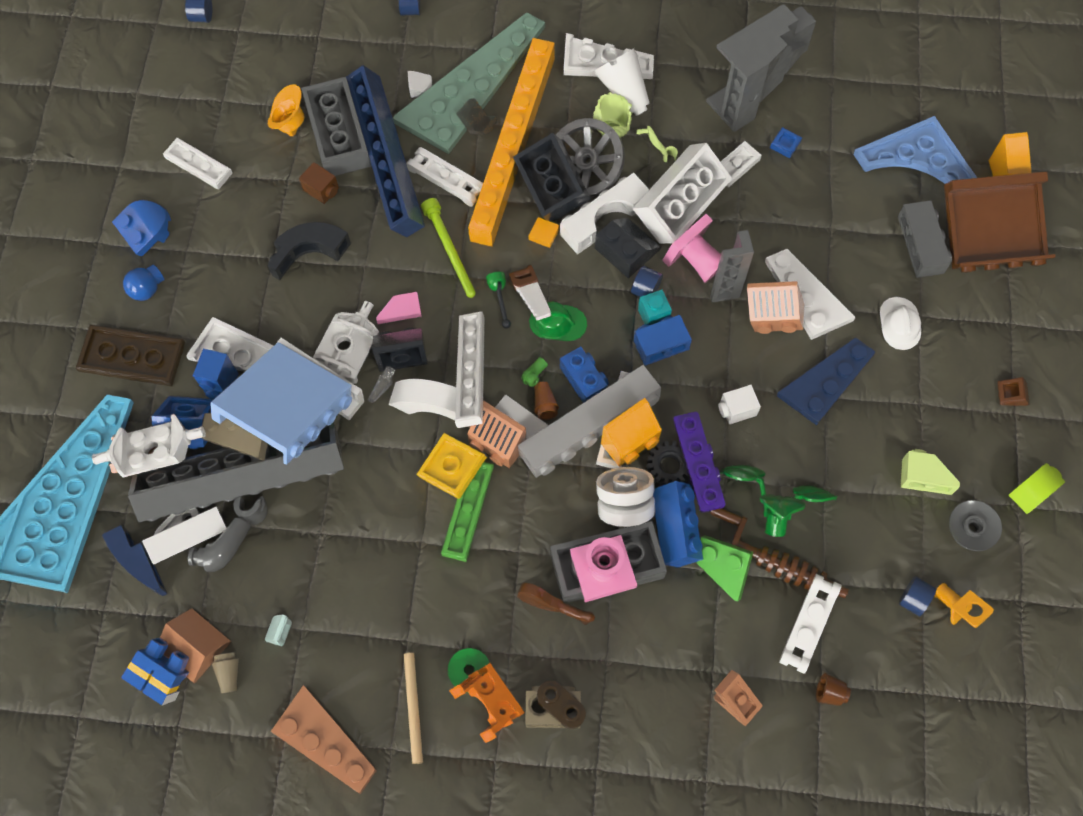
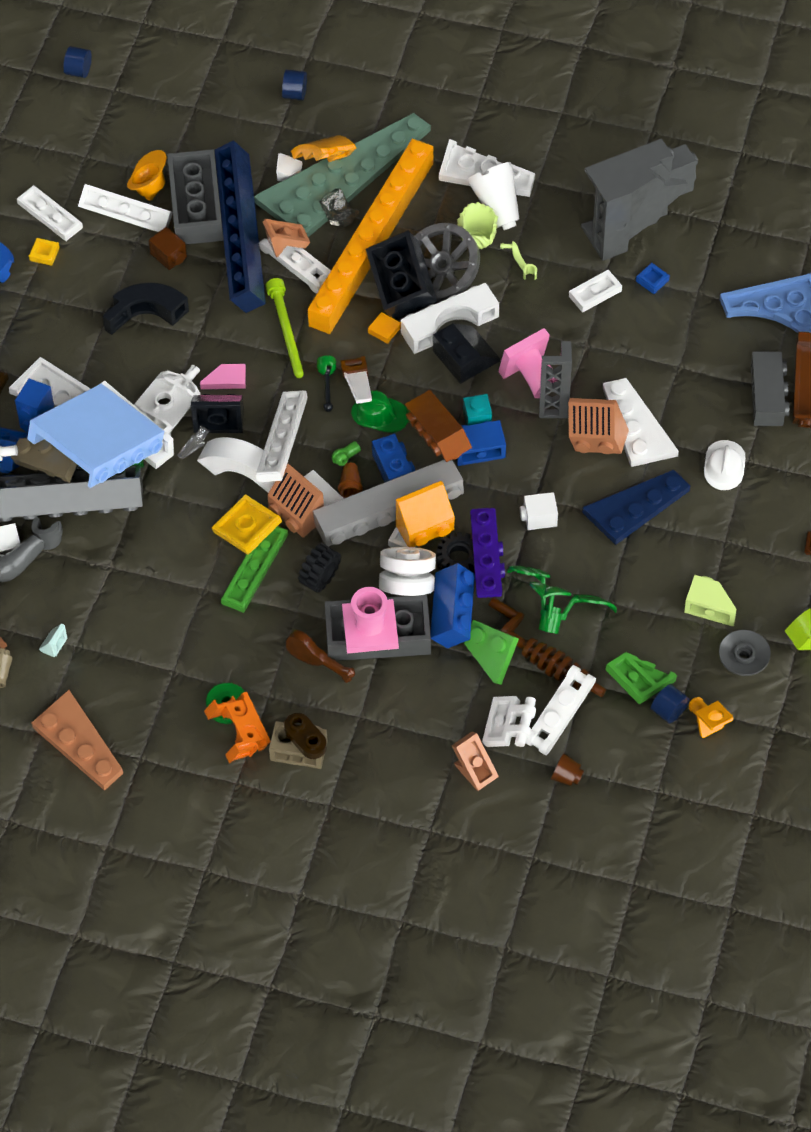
camera: 10 degrees right, 10 degrees down
(198, 204) = (44, 251): none -> yellow tile
(269, 148) = (124, 208): none -> white plate
(413, 708) = (167, 726): tan bar -> none
(431, 153) = (285, 234): none -> nougat slope
(452, 59) = (330, 148): none -> light orange slope
(535, 505) = (319, 567): none -> black tyre
(623, 333) = (437, 426): none -> dark orange brick
(646, 281) = (474, 385): dark blue piece -> none
(682, 193) = (530, 307): white brick -> none
(754, 645) = (502, 720): none -> white plate
(877, 569) = (638, 676): none -> bright green wing

